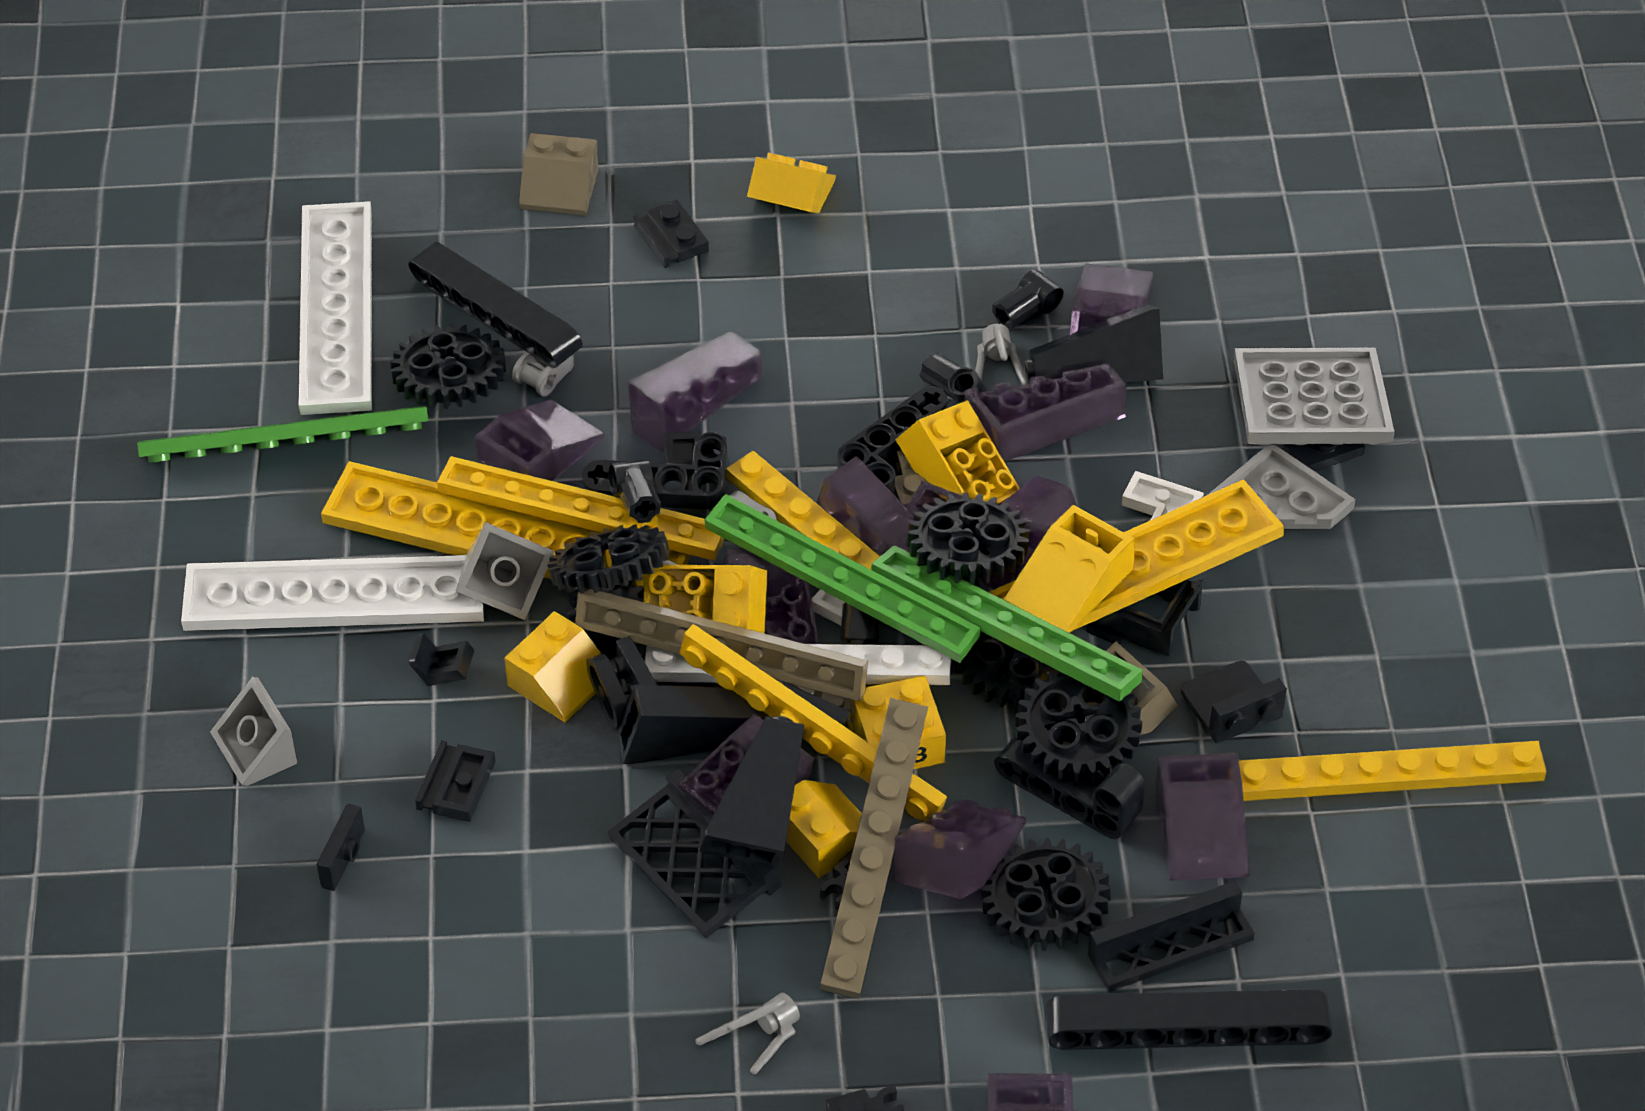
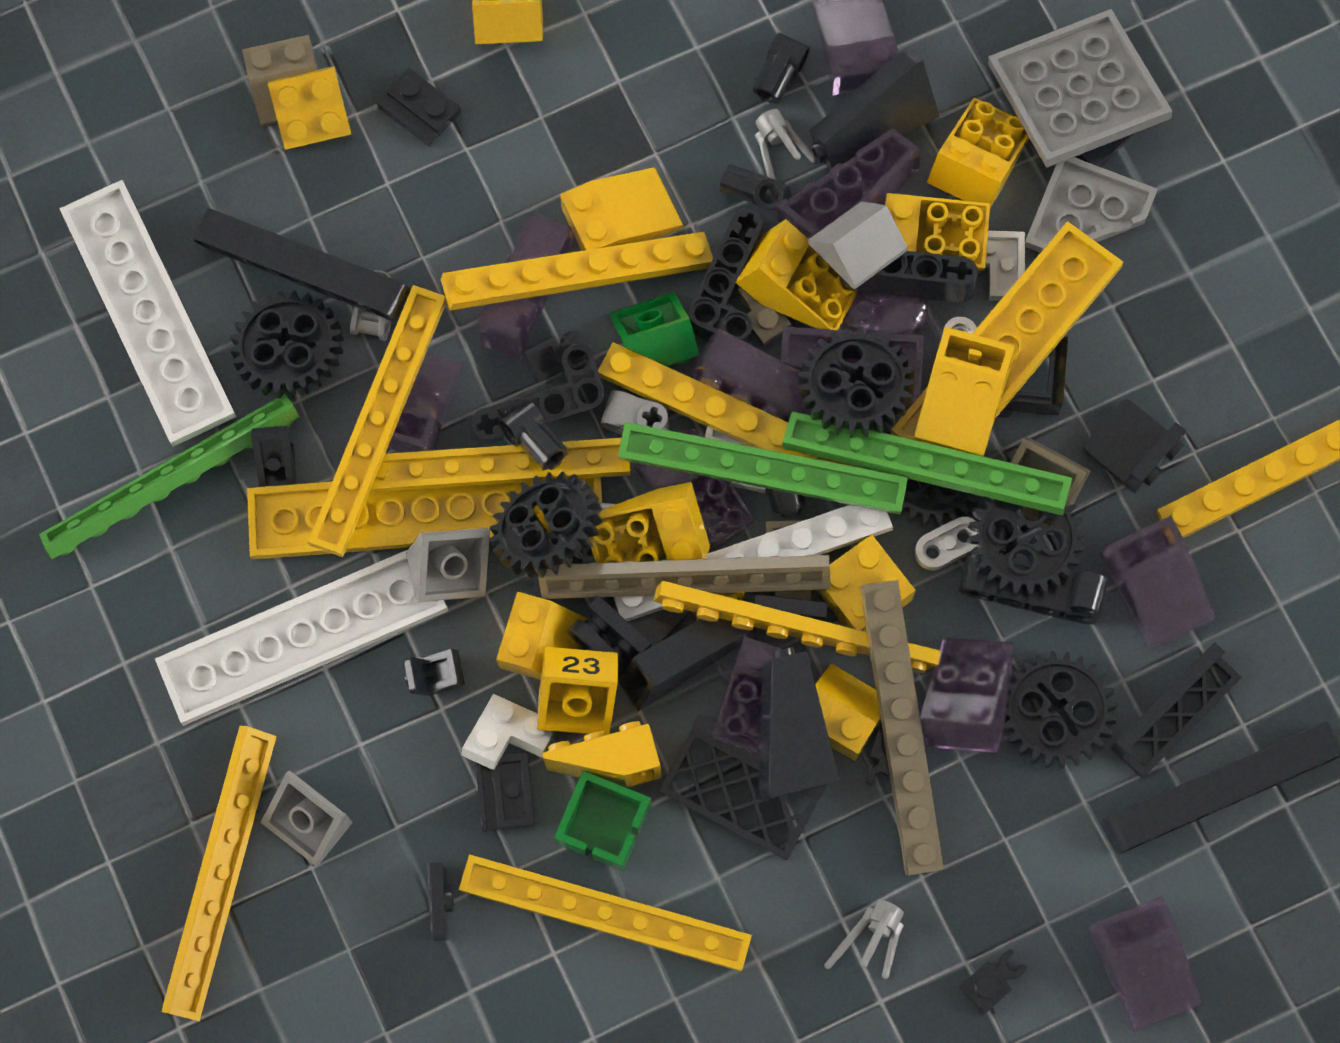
camera: 20 degrees left, 25 degrees up
(144, 755) = (219, 874): none -> yellow plate
(387, 440) = (273, 456): none -> black slope
(485, 724) = (504, 724): none -> white plate
(493, 430) = (377, 421): none -> yellow plate
(501, 915) = (605, 913): none -> yellow plate
(536, 828) = (603, 820): none -> green piece
(567, 707) = (577, 690): none -> yellow brick
(568, 198) = (309, 107): none -> yellow plate
(568, 775) = (620, 757): none -> yellow slope
(744, 379) = (576, 270): none -> yellow plate
(802, 462) = (657, 329): none -> green slope
(813, 363) = (620, 210): none -> yellow slope
(998, 719) = (946, 543): none -> white plate
(1028, 431) = (860, 242): none -> light grey slope
(1062, 477) = (956, 285): none -> black beam
(1107, 463) = (942, 225): none -> yellow slope
(1186, 422) = (979, 153): none -> yellow slope

